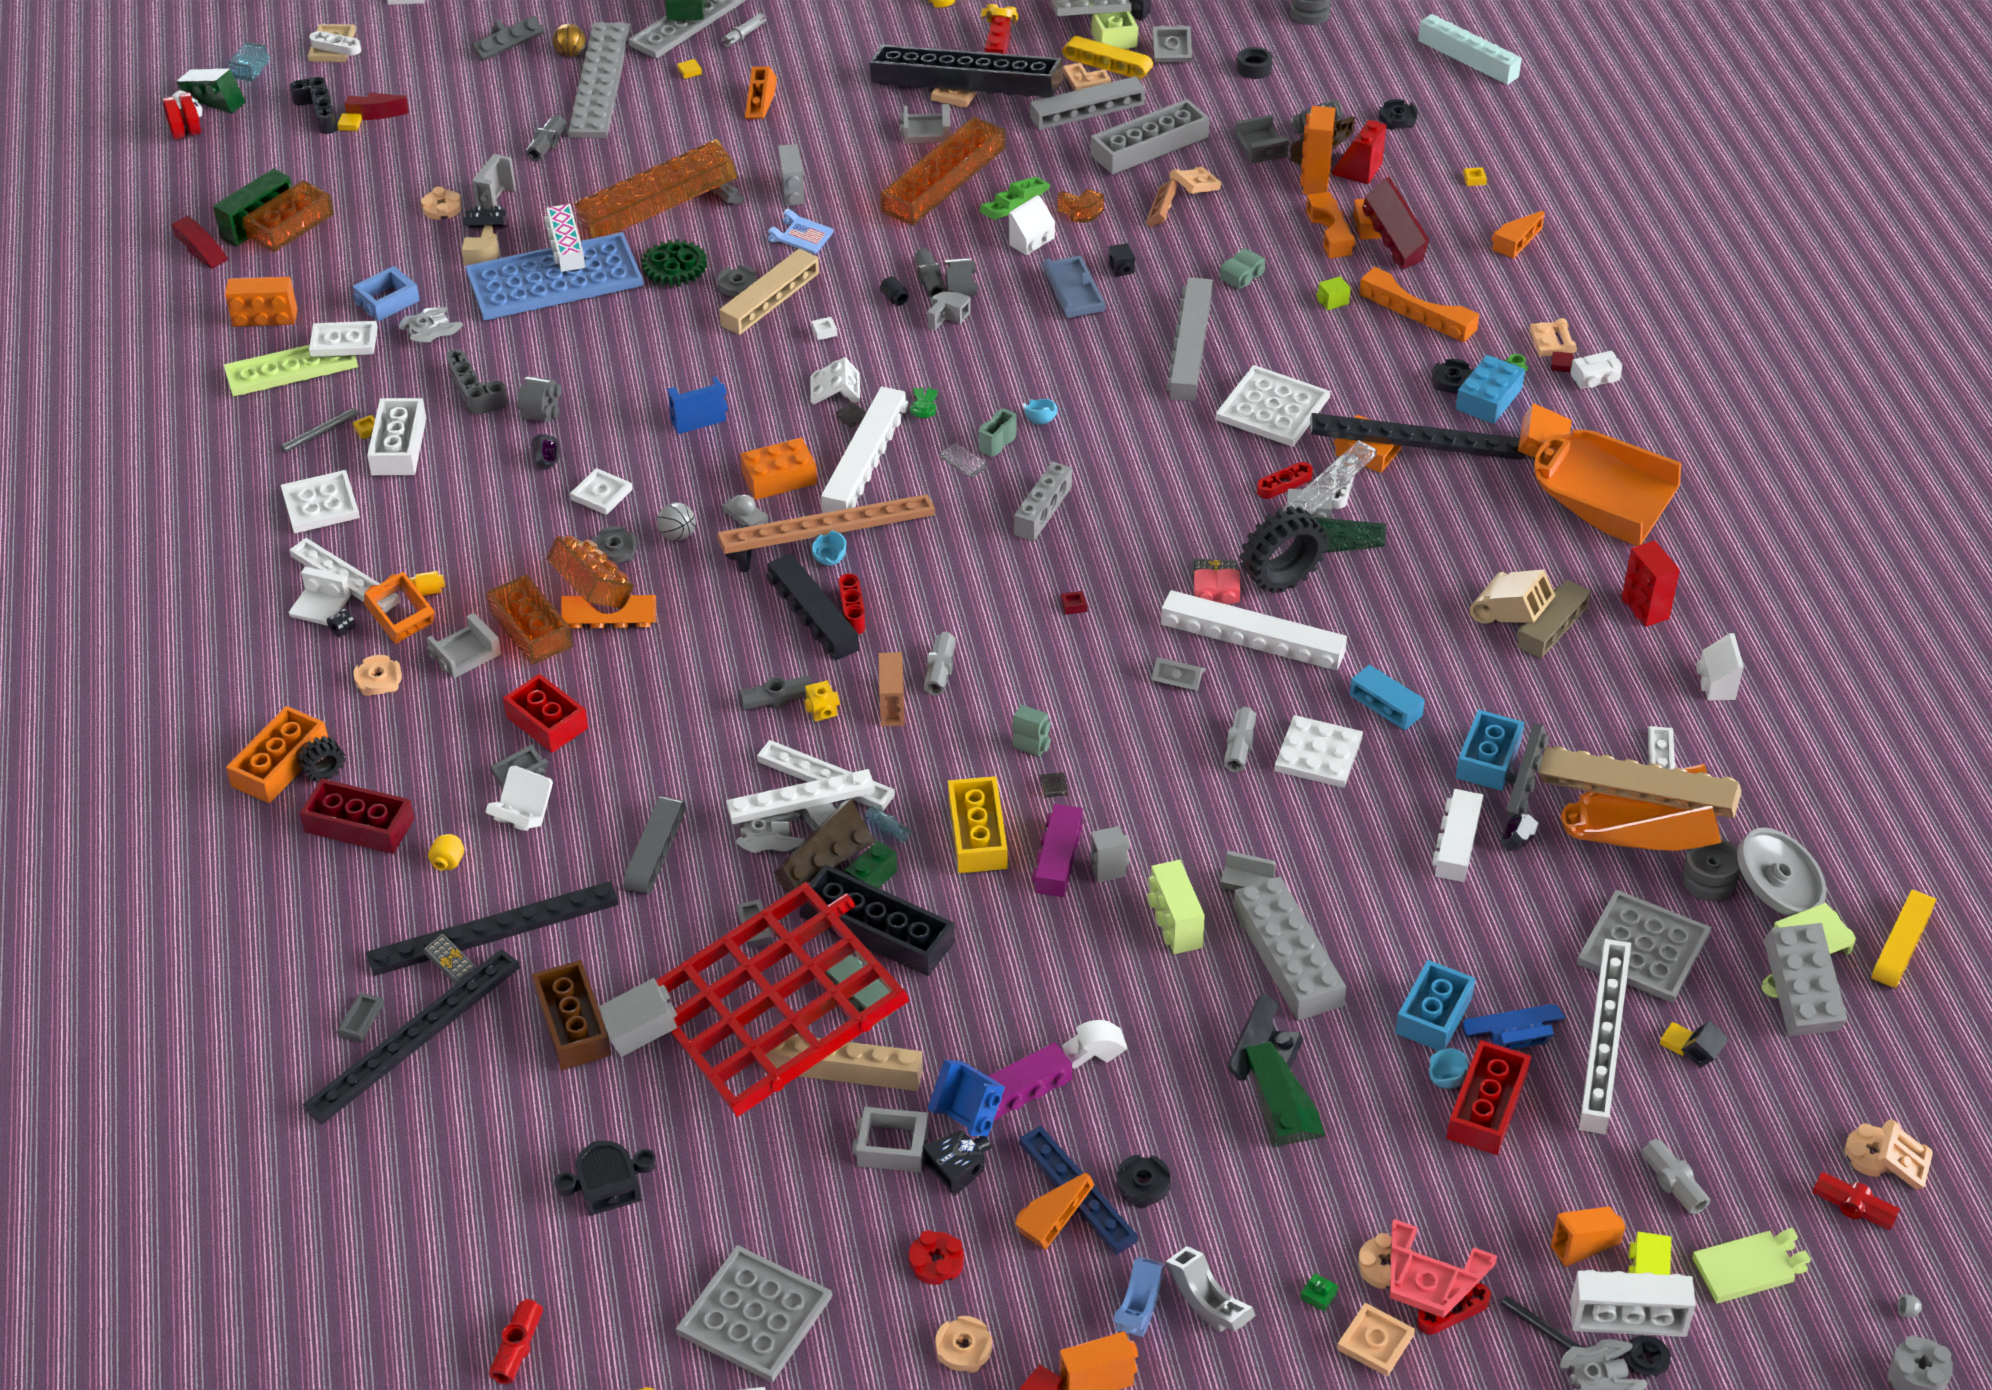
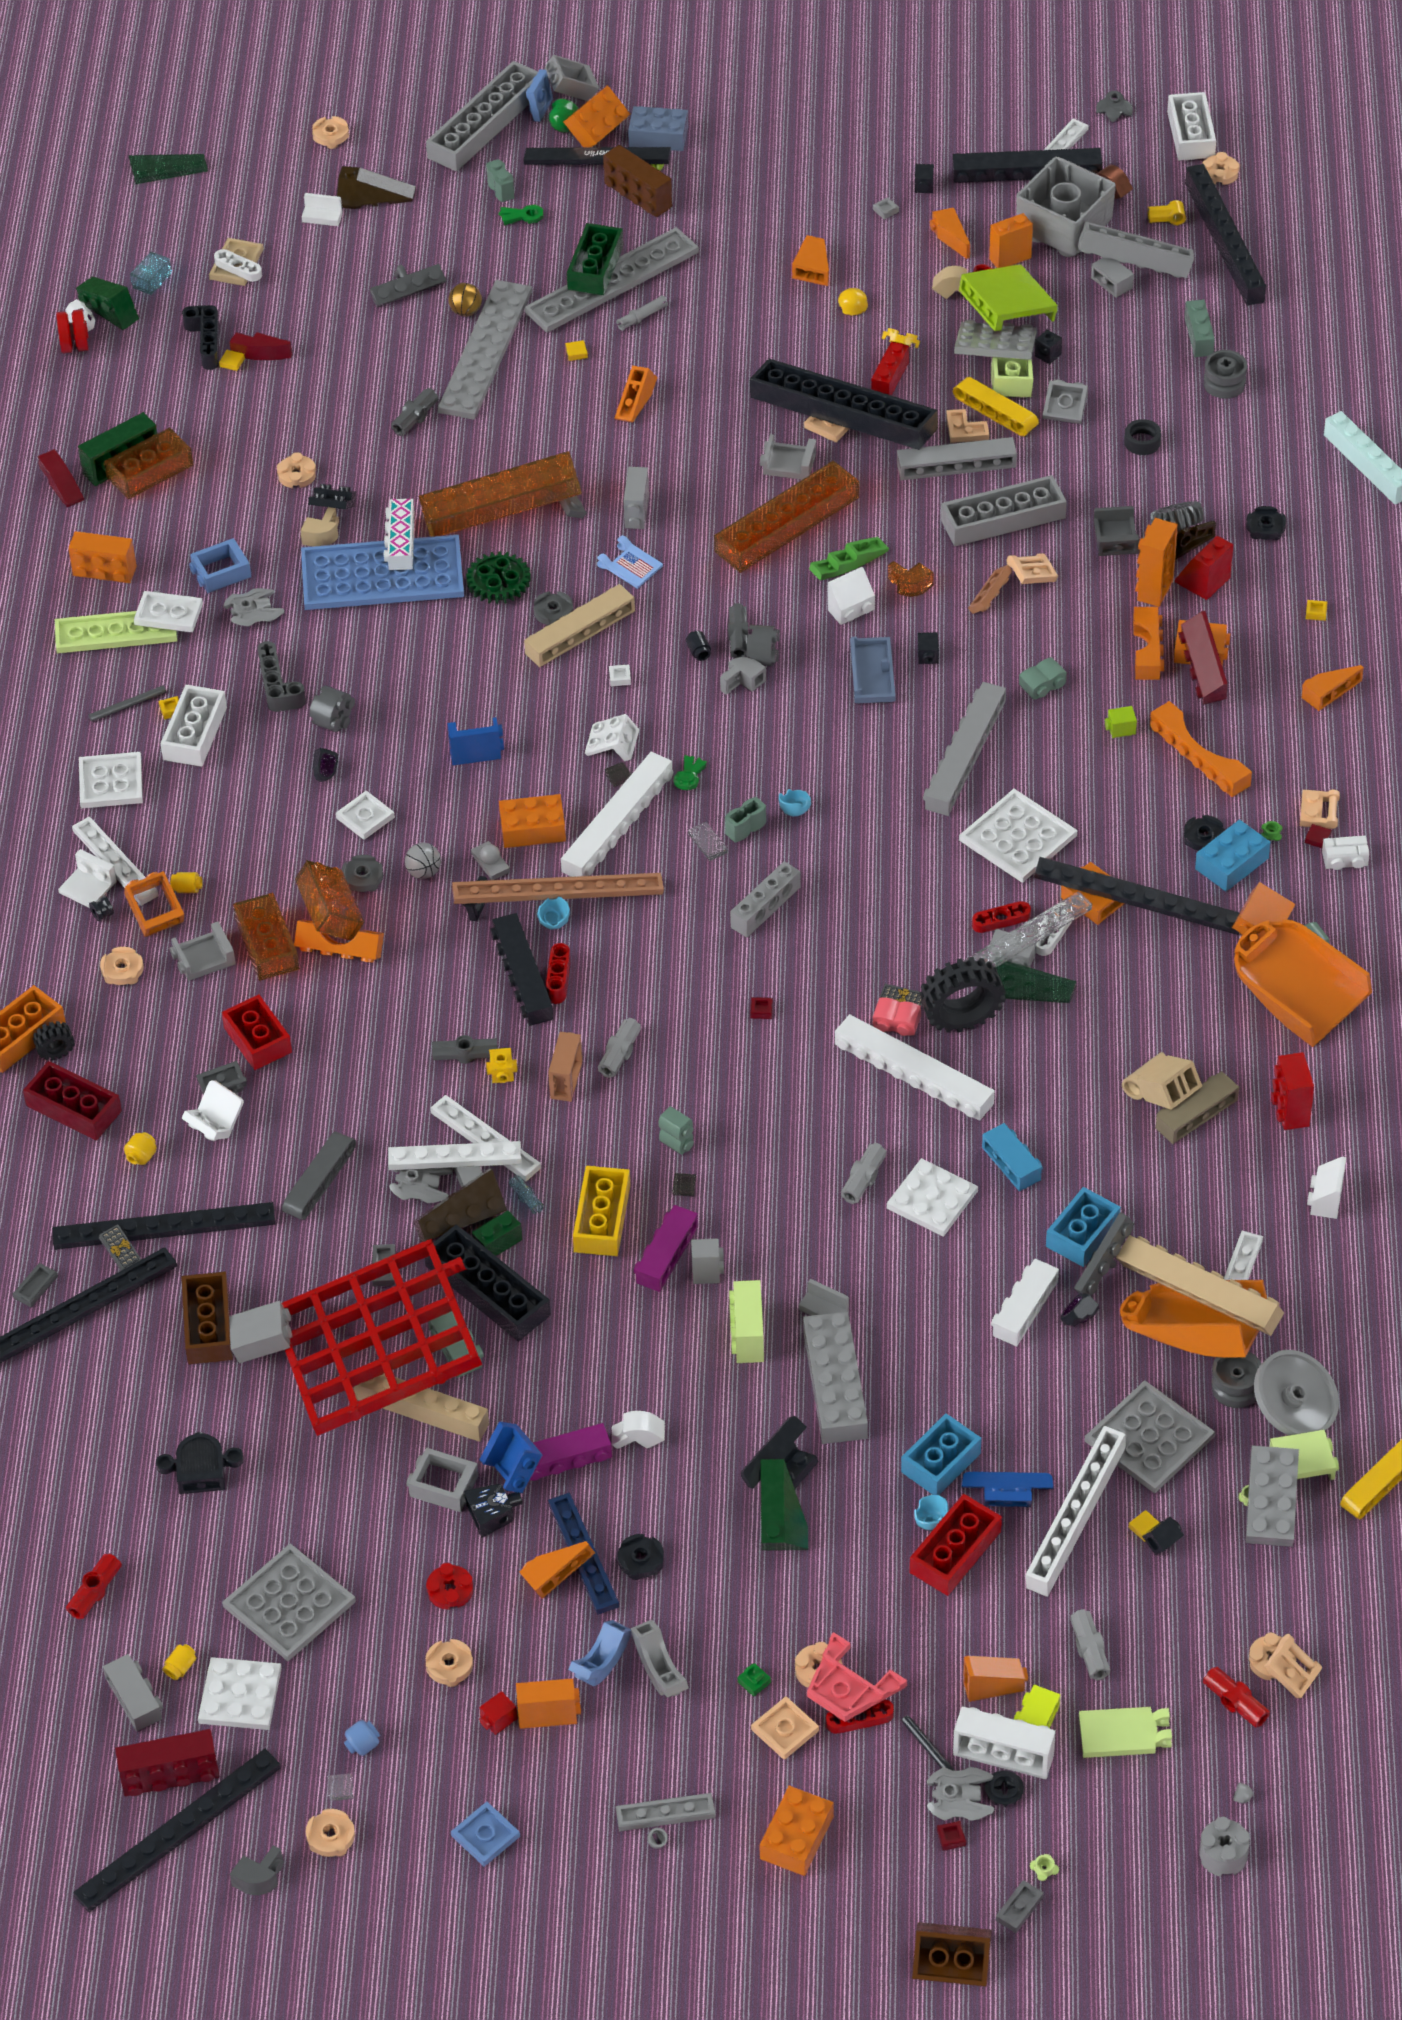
camera: 15 degrees right, 5 degrees up
(493, 180) = (347, 457): light grey panel -> none
(1177, 673) = (830, 1096): light grey panel -> none

